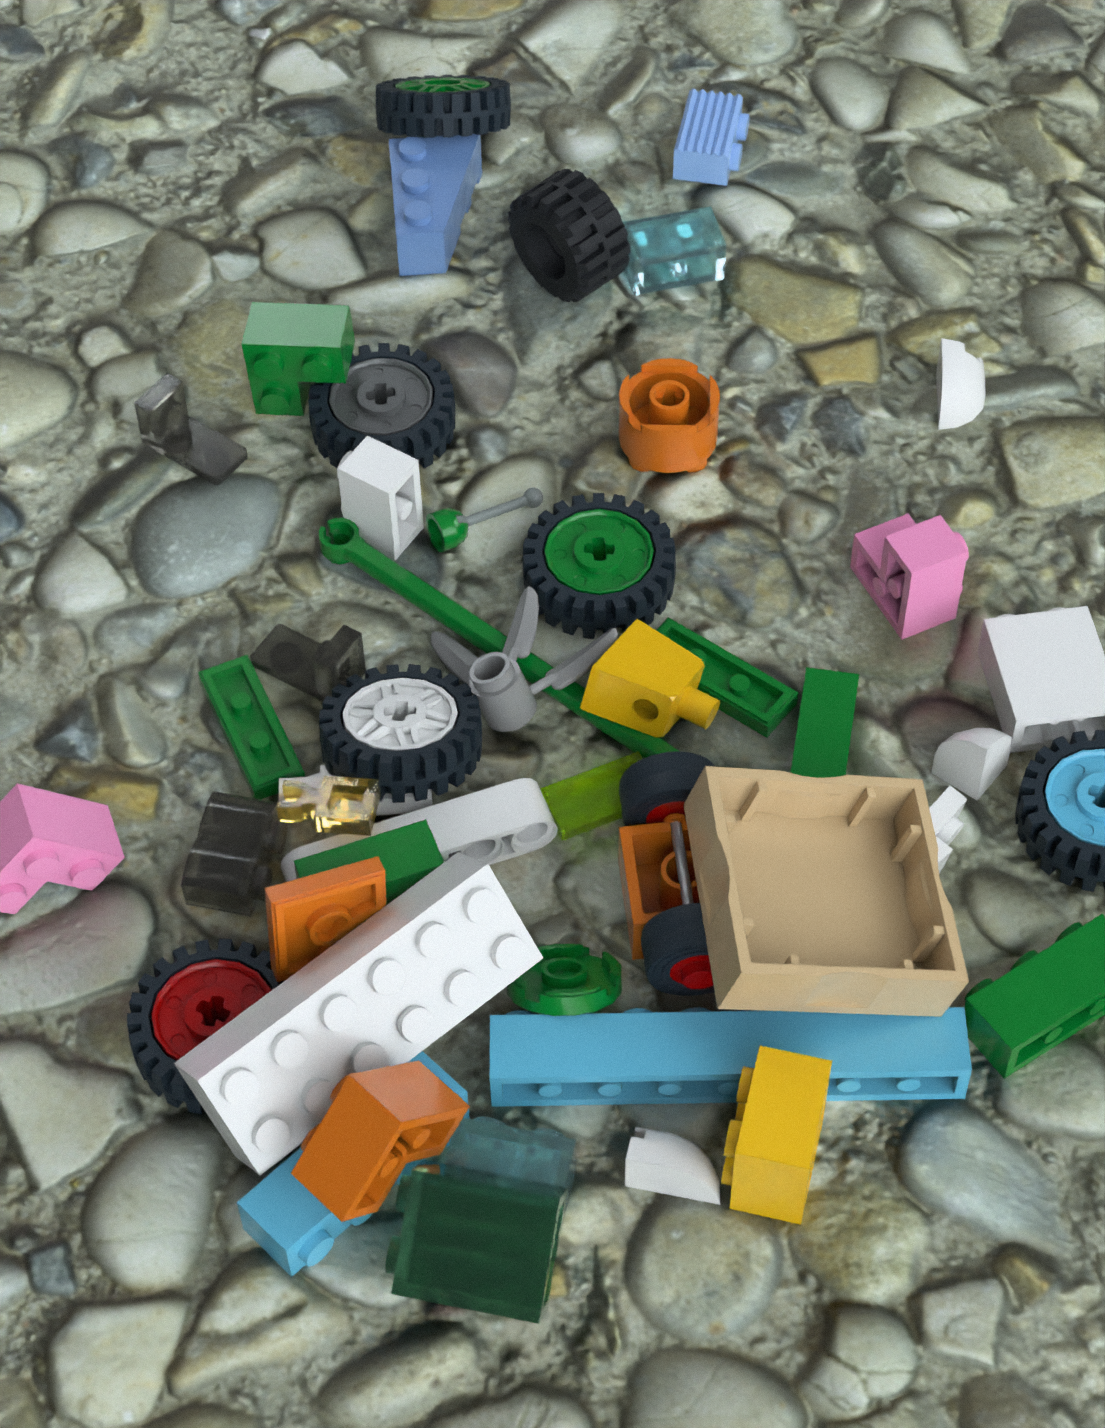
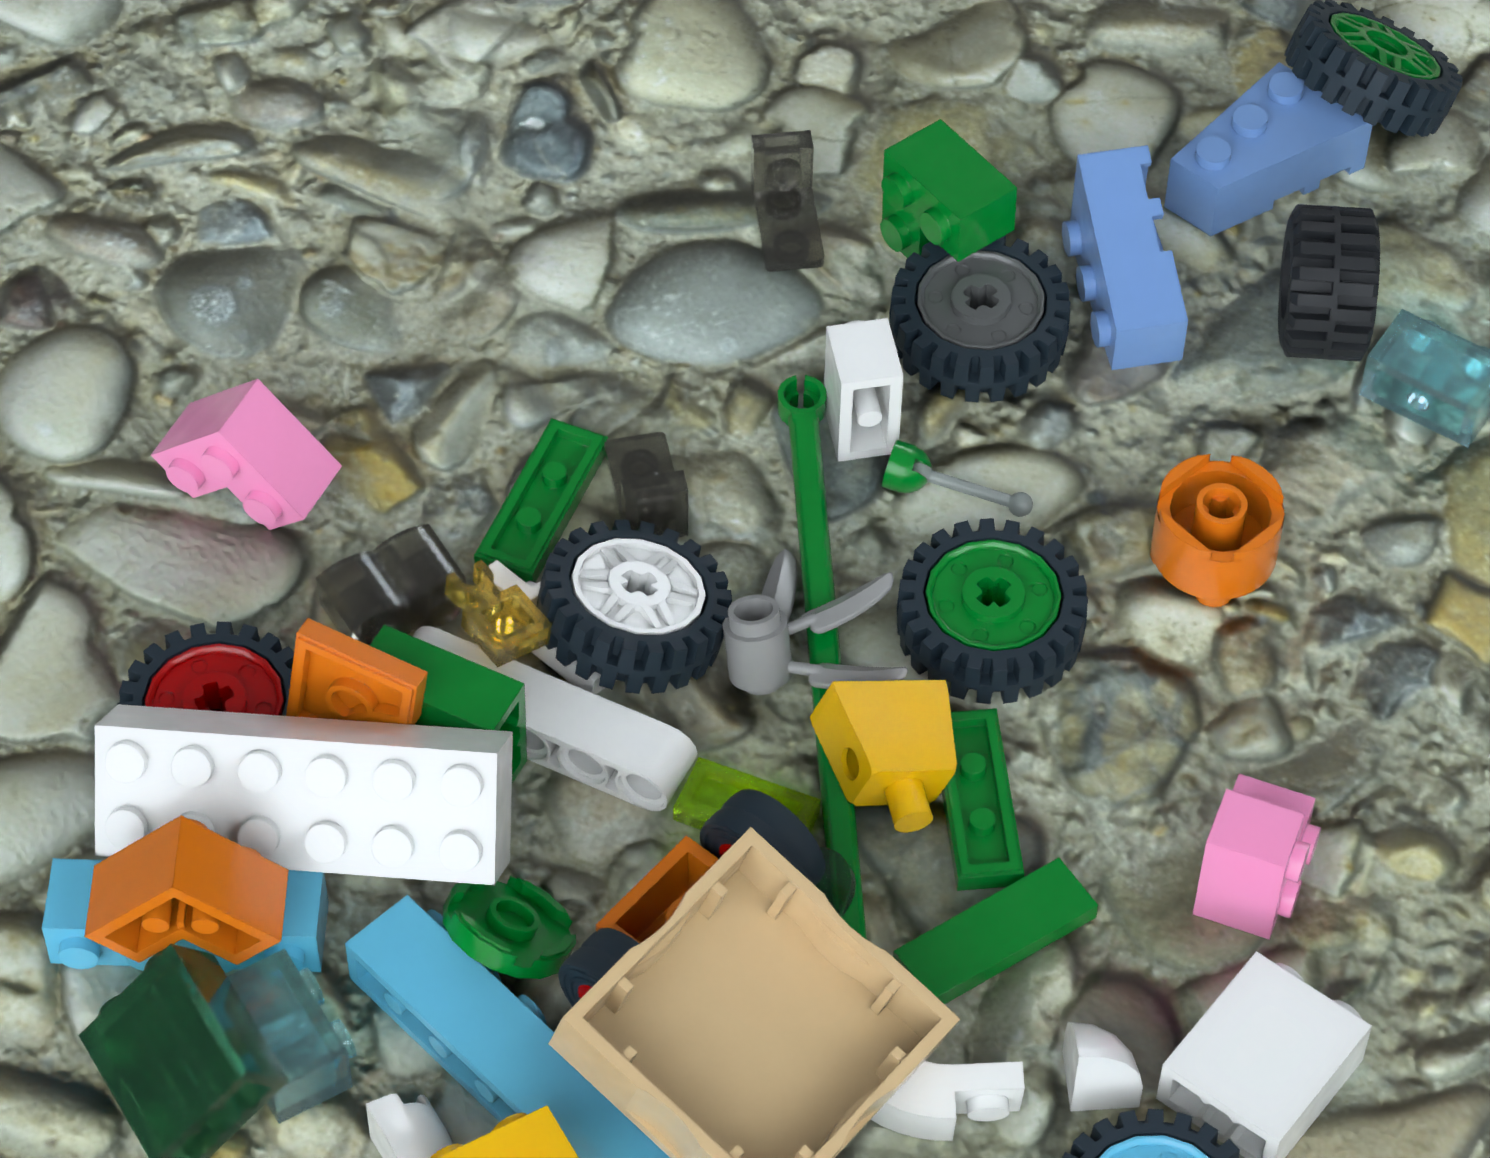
camera: 45 degrees right, 0 degrees up
(425, 310) = (1122, 261): none -> medium blue wedge

